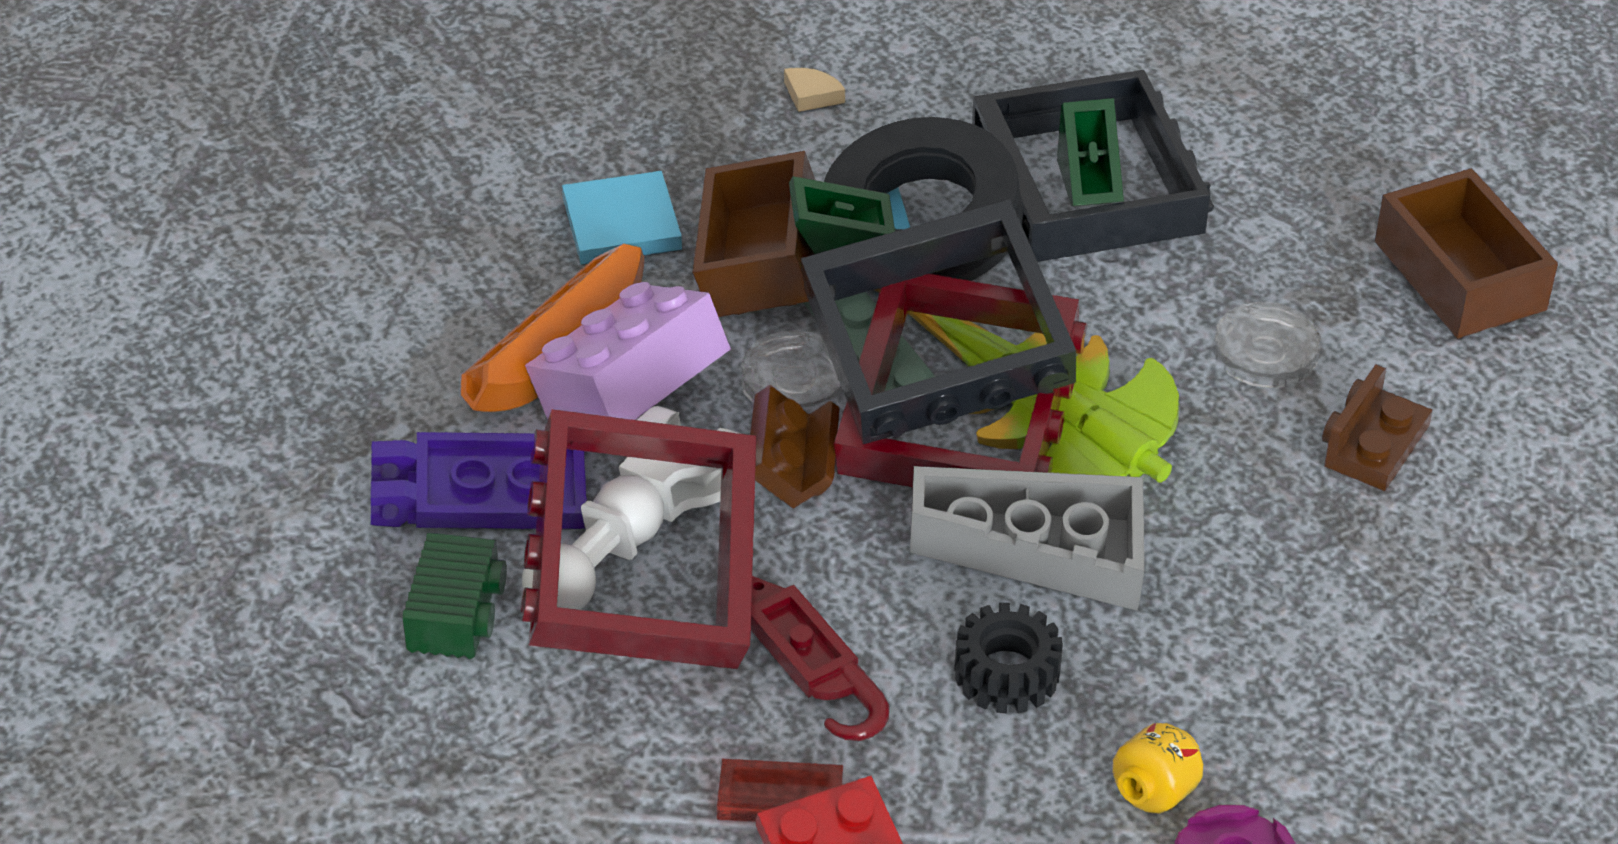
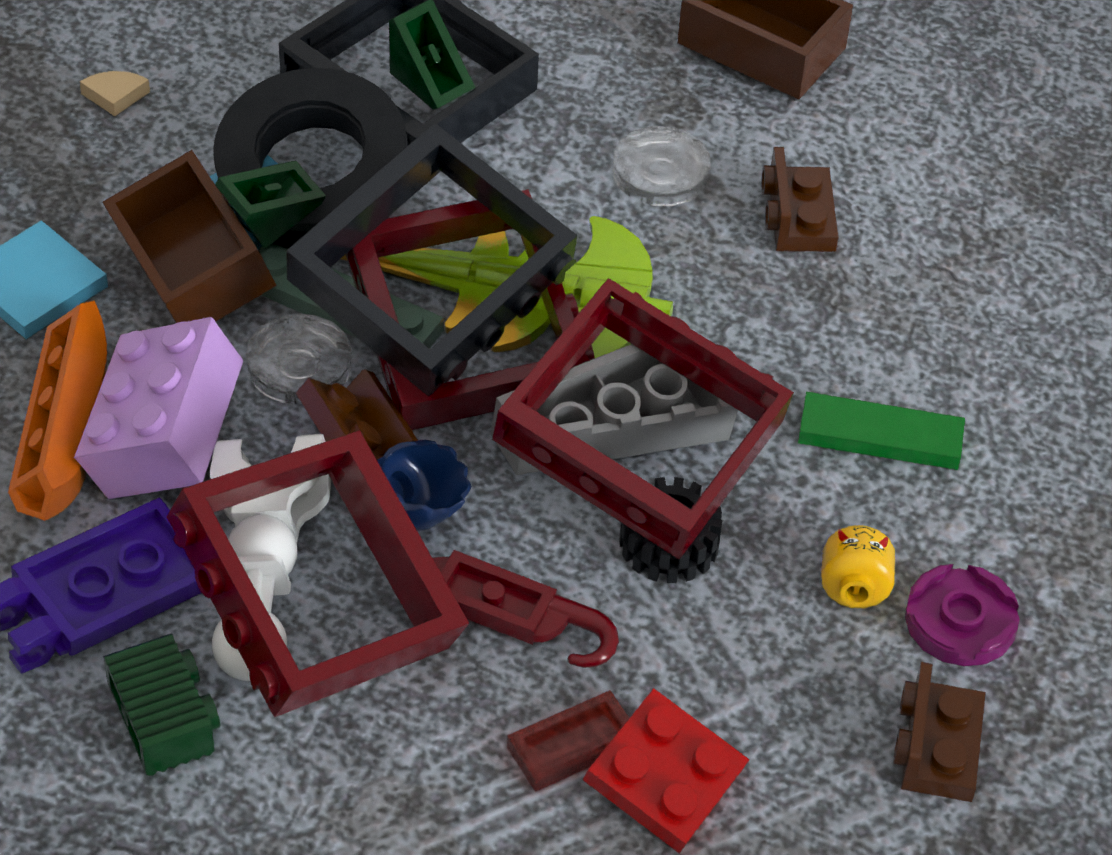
camera: 35 degrees left, 5 degrees up
(800, 516) = (426, 480): none -> dark blue hair
(997, 448) = (598, 476): none -> dark red window
(1291, 665) = (882, 430): none -> green tile

